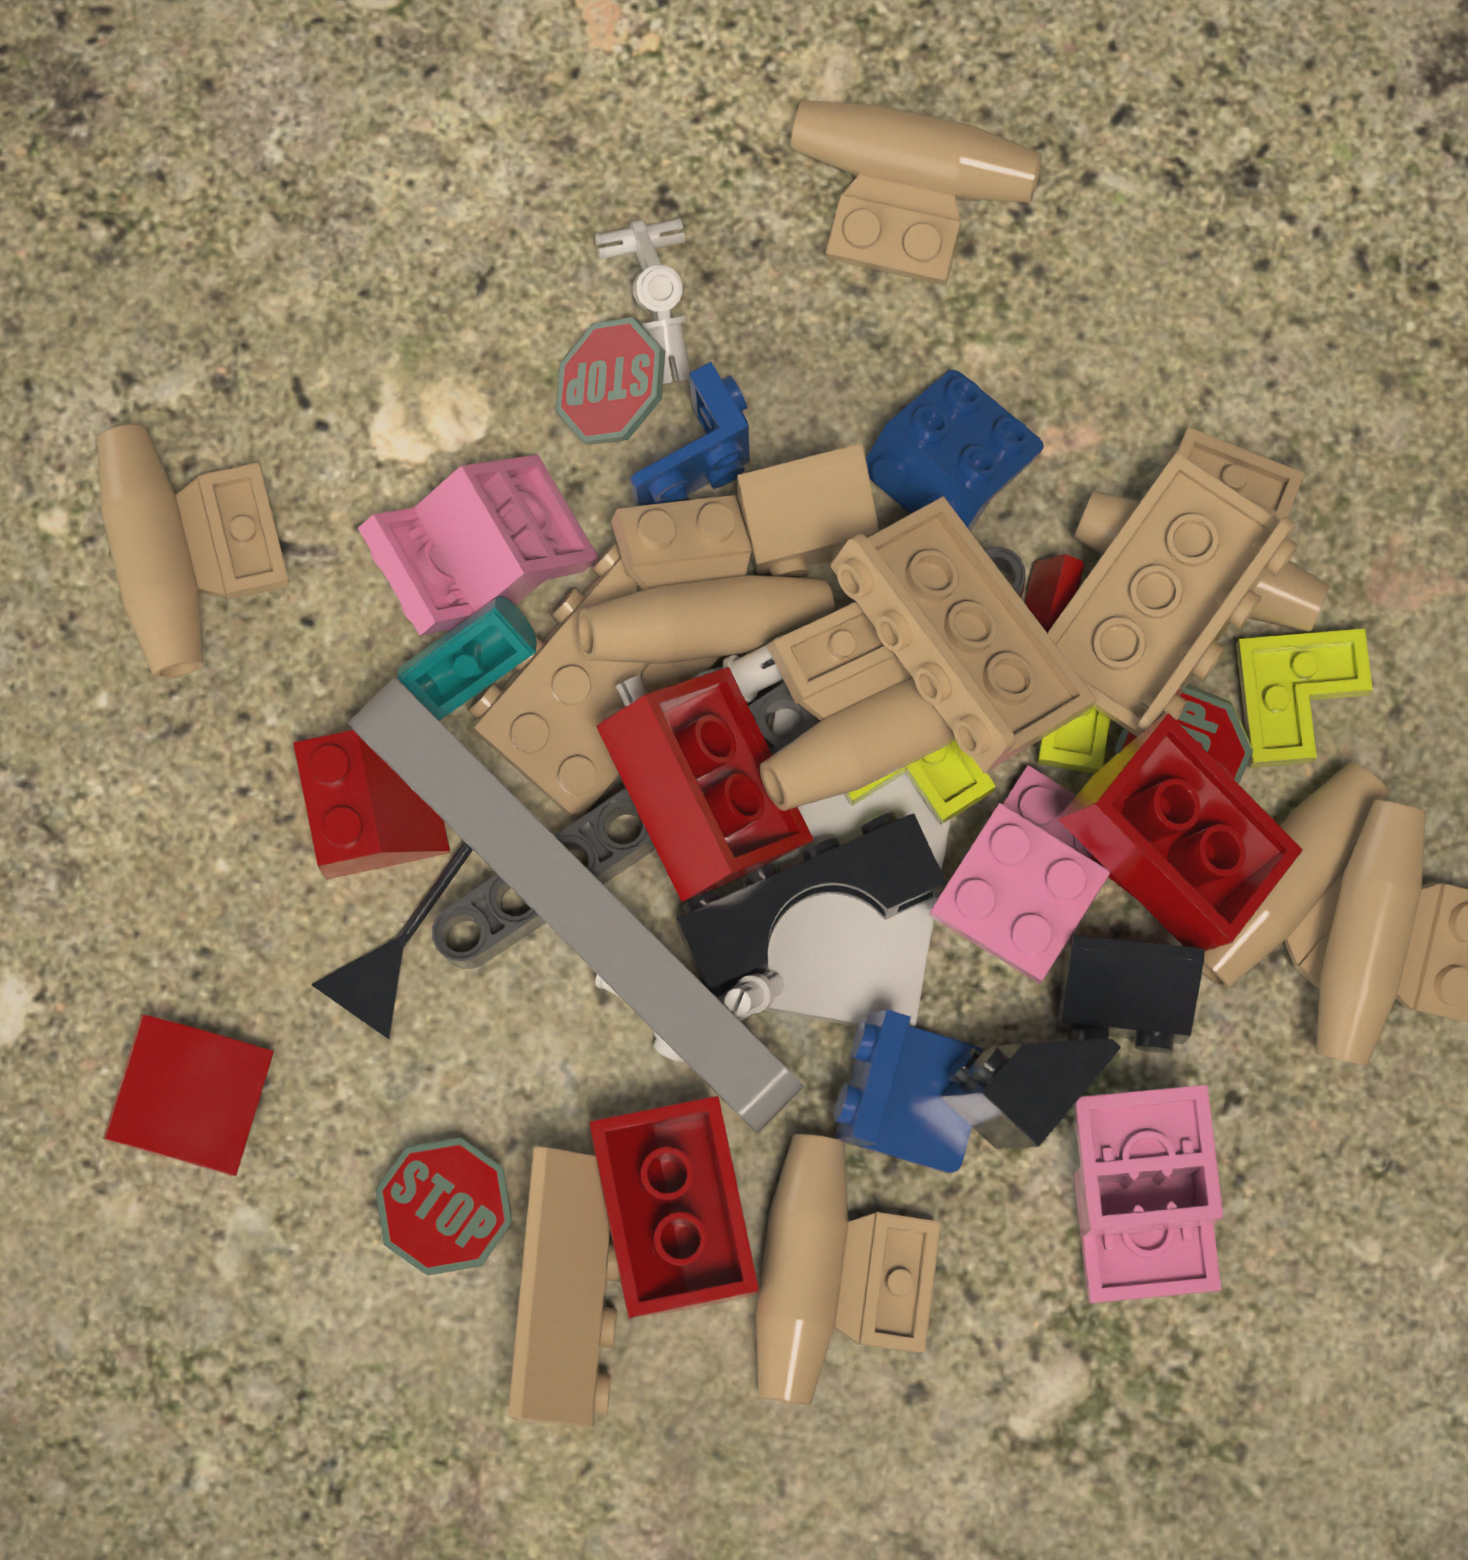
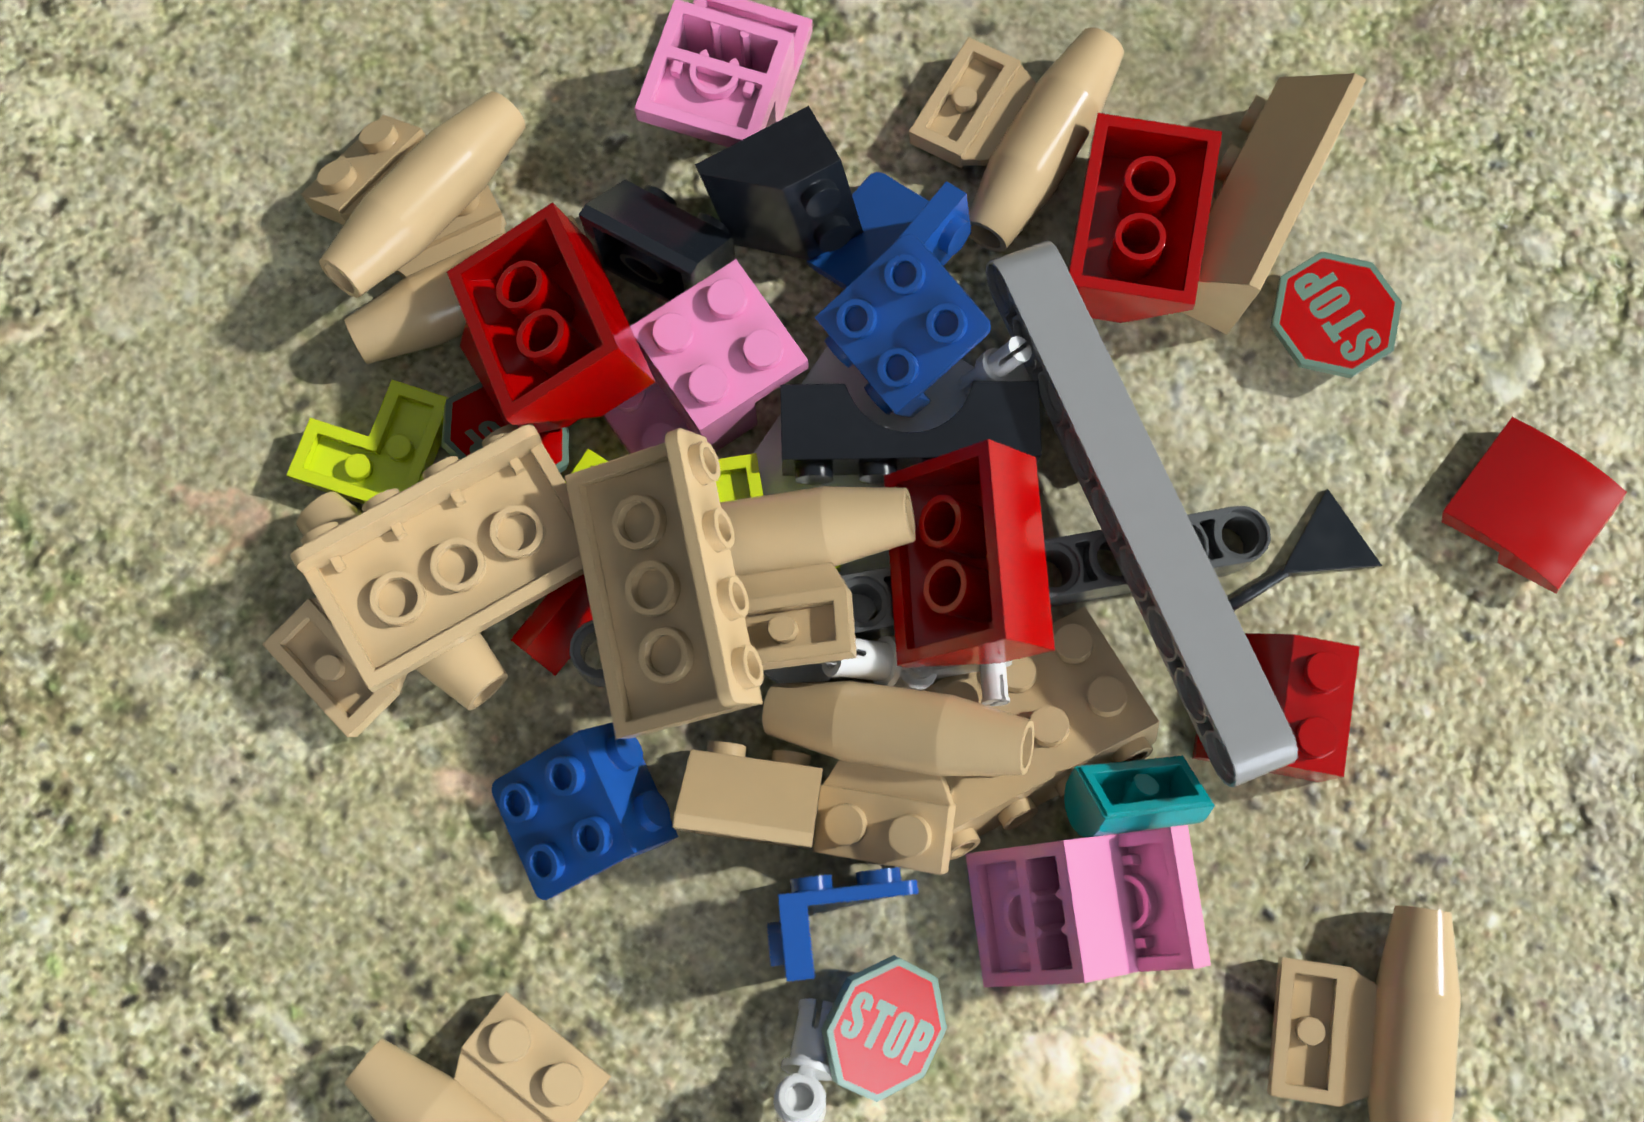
camera: 160 degrees left, 0 degrees up
(856, 979) = (903, 325): none -> blue bracket

